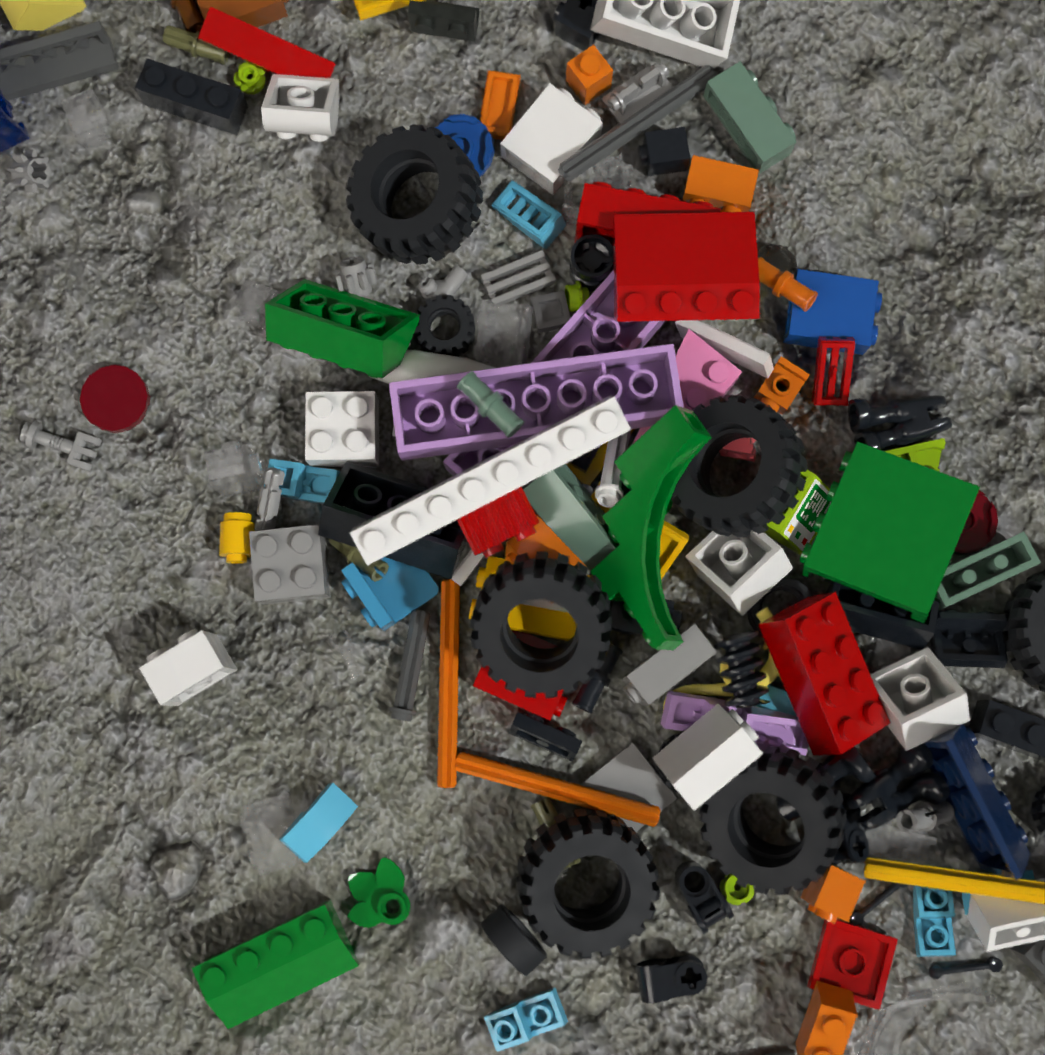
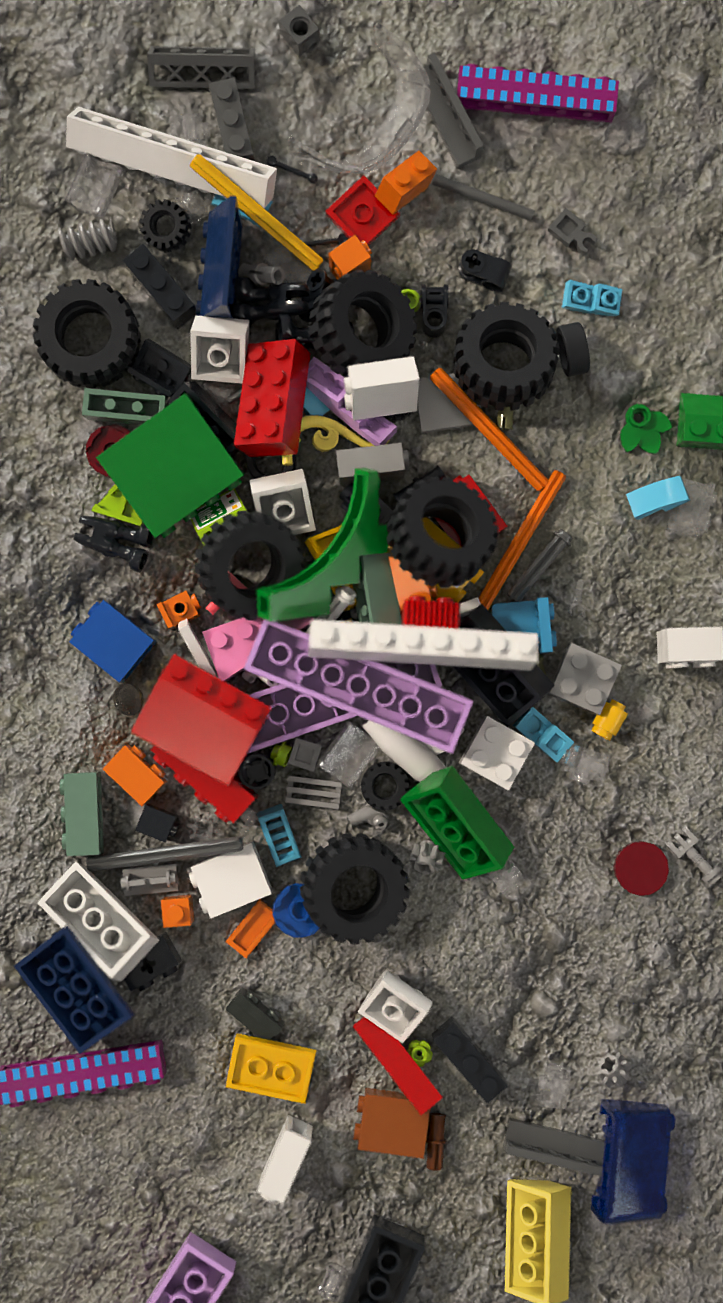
camera: 150 degrees left, 5 degrees up
(189, 42) = (447, 1104): olive axle -> none
(269, 499) = (574, 731): light grey axle -> none
(490, 404) = (393, 696): sand green pin -> none
(533, 730) = (469, 459): black plate -> none
(742, 670) = (324, 431): black piece -> none
(785, 285) = (136, 675): orange pin -> none
(835, 344) = (127, 613): red tile -> none
(933, 922) = (296, 207): medium azure slope -> none

